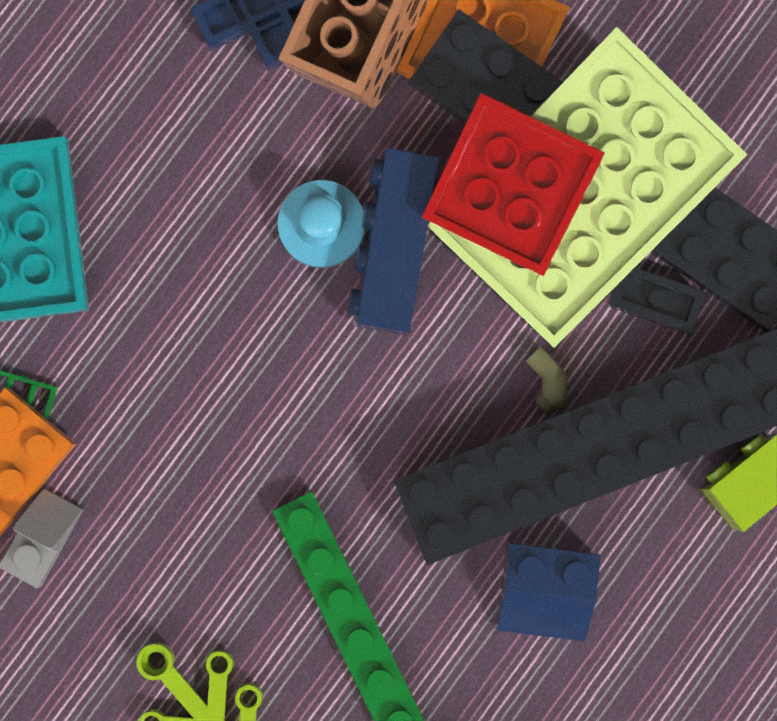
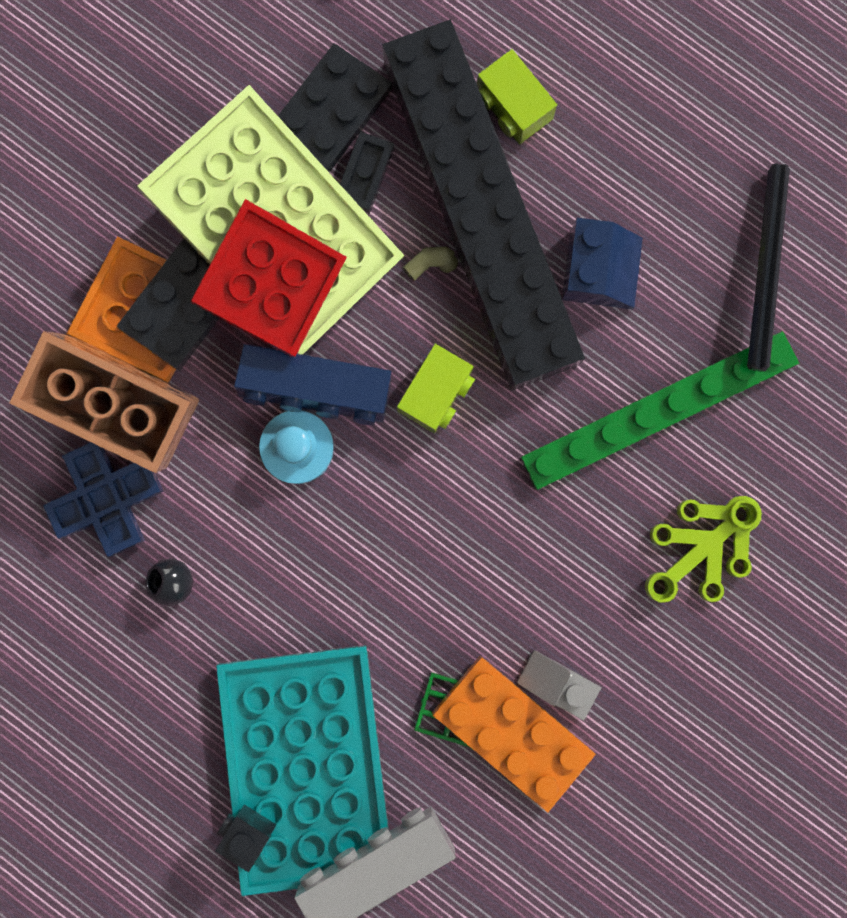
camera: 90 degrees left, 0 degrees up
(160, 79) = (169, 582): none -> black piece
(390, 387) = (436, 388): none -> lime brick

